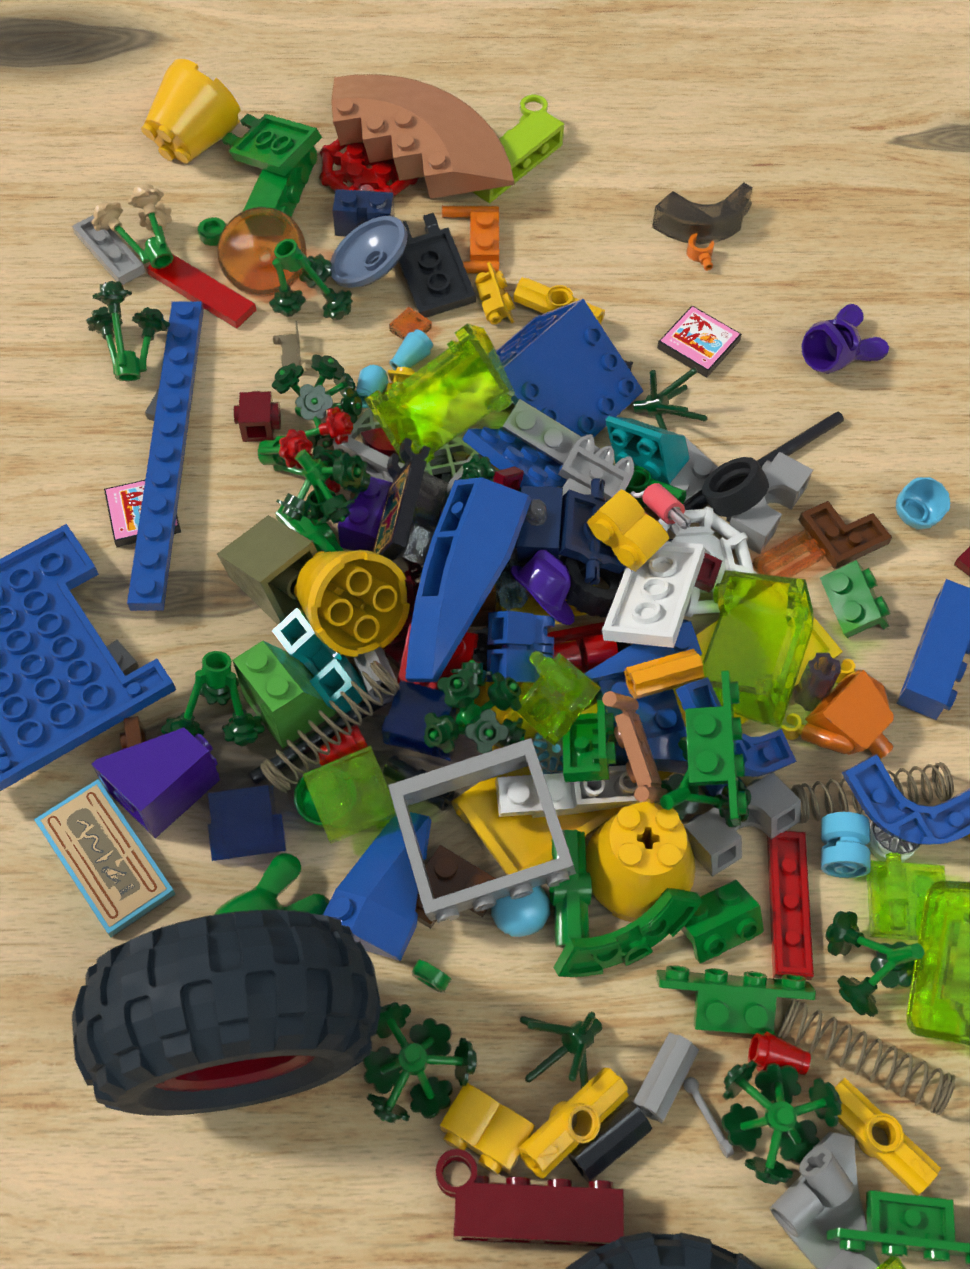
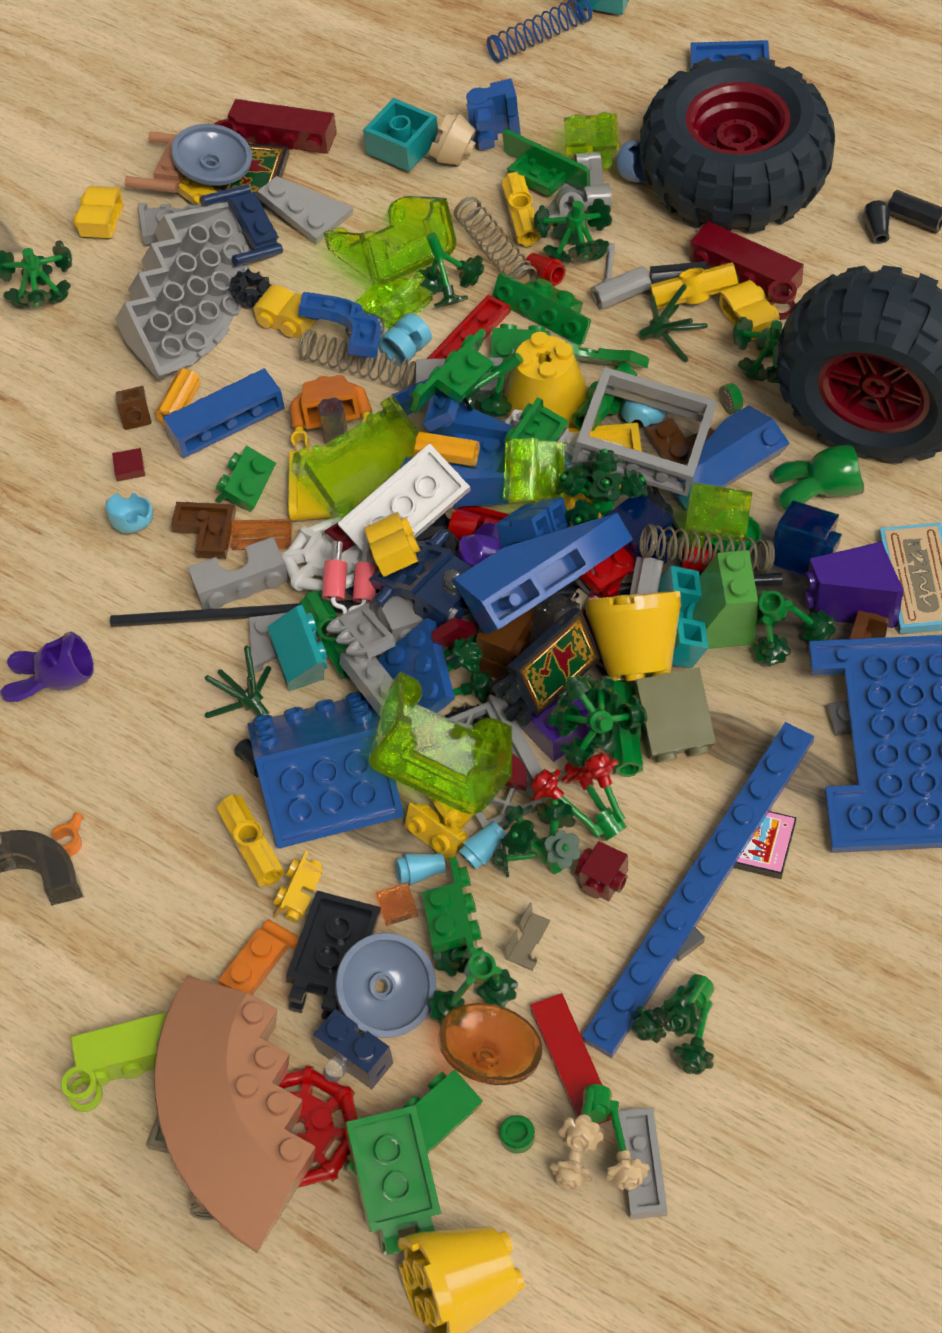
camera: 140 degrees left, 5 degrees down
(348, 316) = (450, 912): none -> green bracket
(632, 737) = (511, 403): nougat plate -> none
(699, 341) = (156, 747): tile -> none
(749, 485) = (285, 580): black tyre -> none

